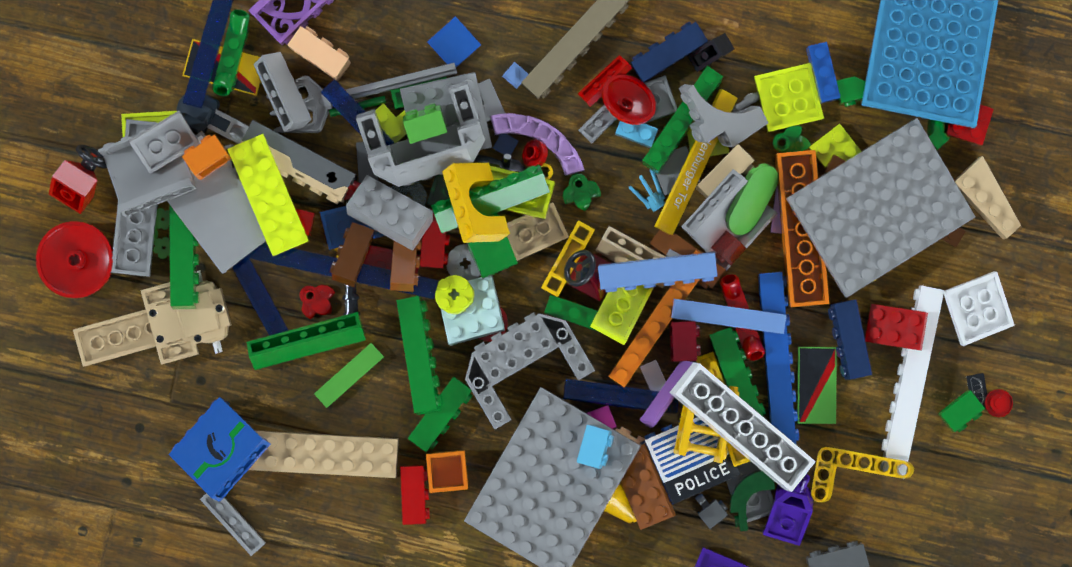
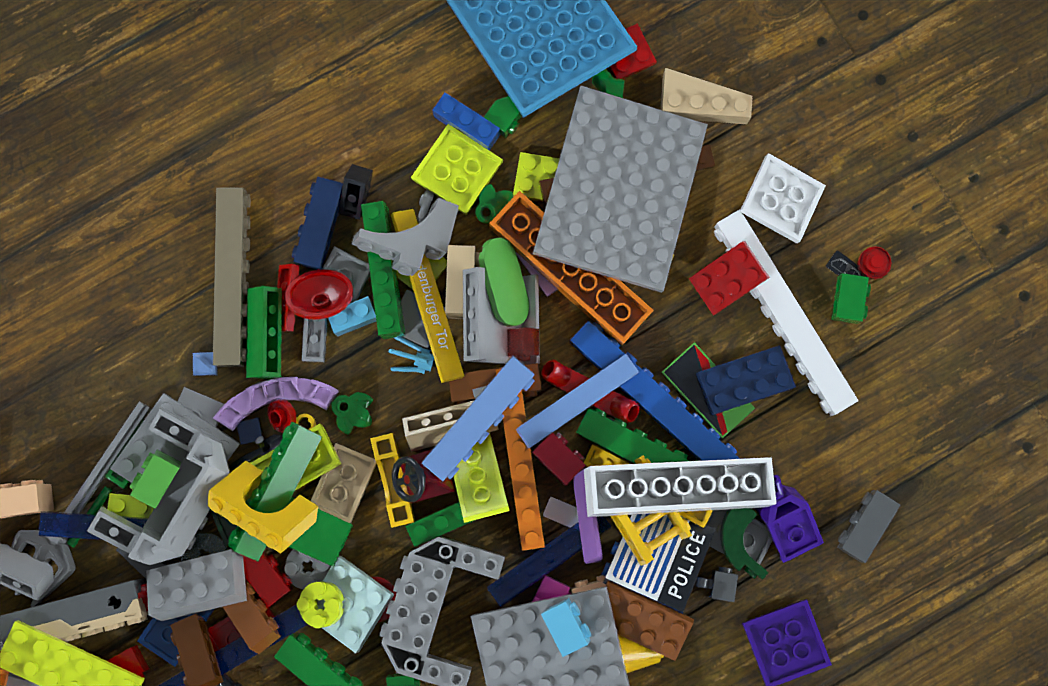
camera: 45 degrees left, 5 degrees down
(454, 42) = (126, 384): blue tile -> none
(571, 91) = (264, 332): none -> green brick
(846, 401) = (745, 380): none -> dark blue plate
(850, 339) = (700, 325): dark blue brick -> none
(855, 464) = (806, 427): yellow beam -> none

